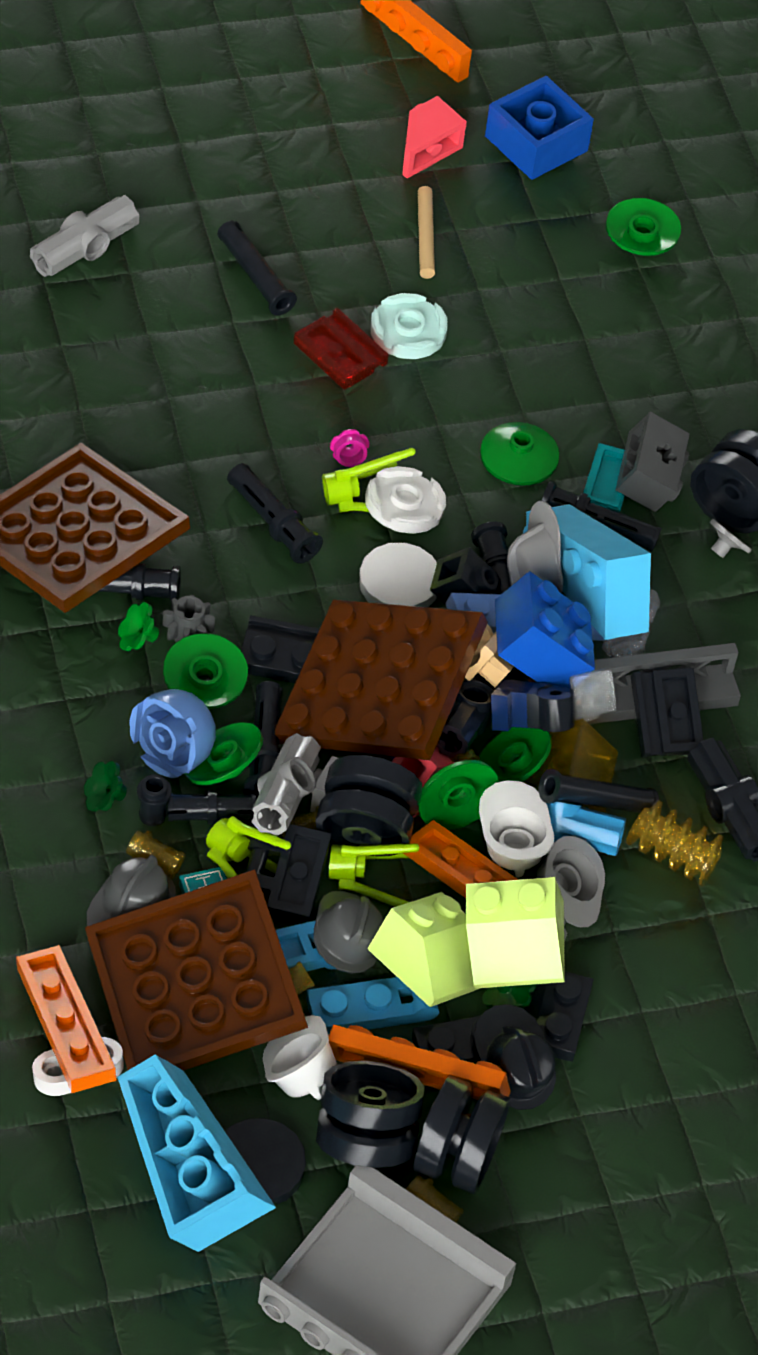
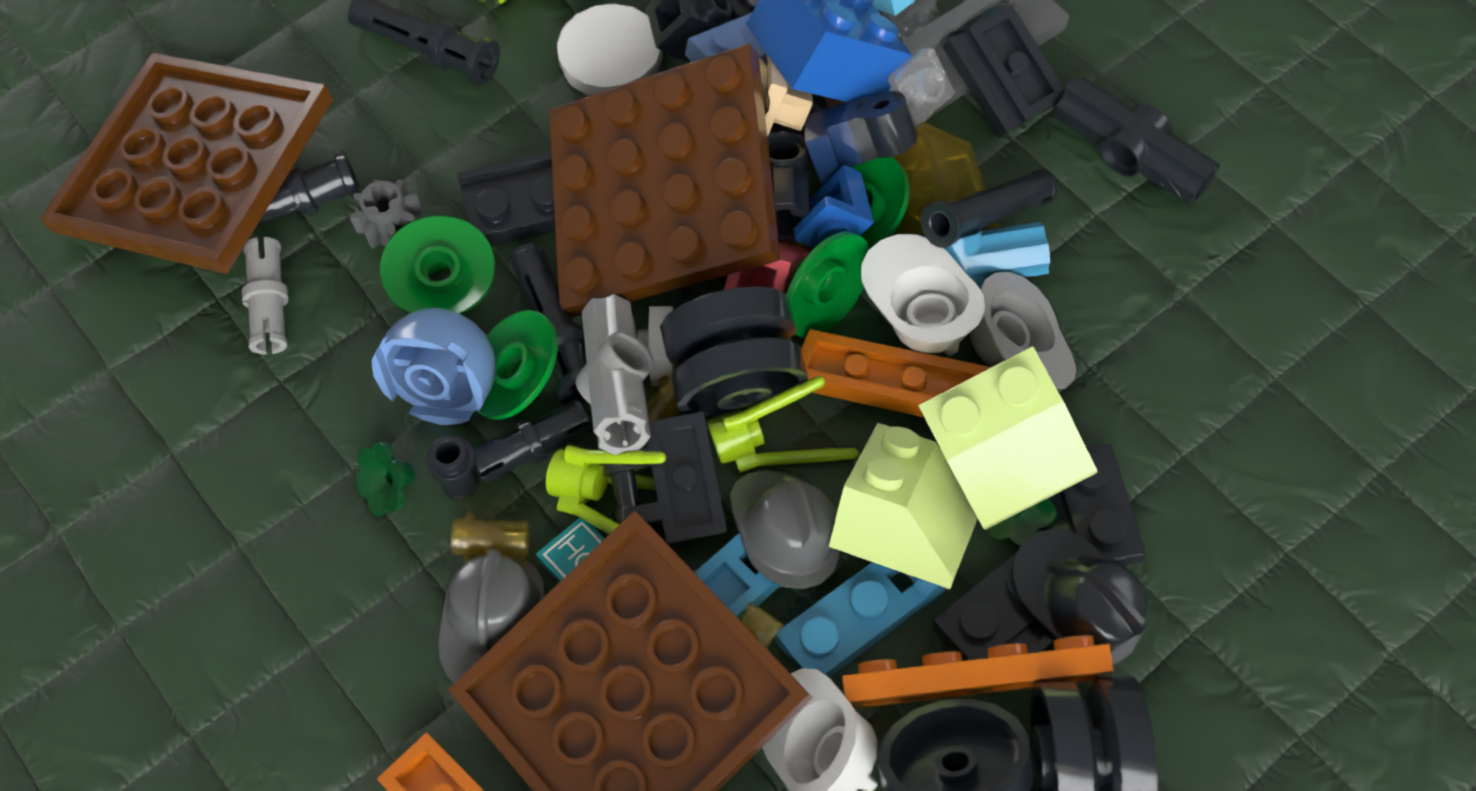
camera: 15 degrees left, 10 degrees up
(82, 639) = (265, 296): none -> light grey pin
(137, 627) = (327, 250): green plant -> none
(494, 748) = (836, 208): none -> blue bracket
(676, 842) = (1109, 220): clear yellow piece -> none

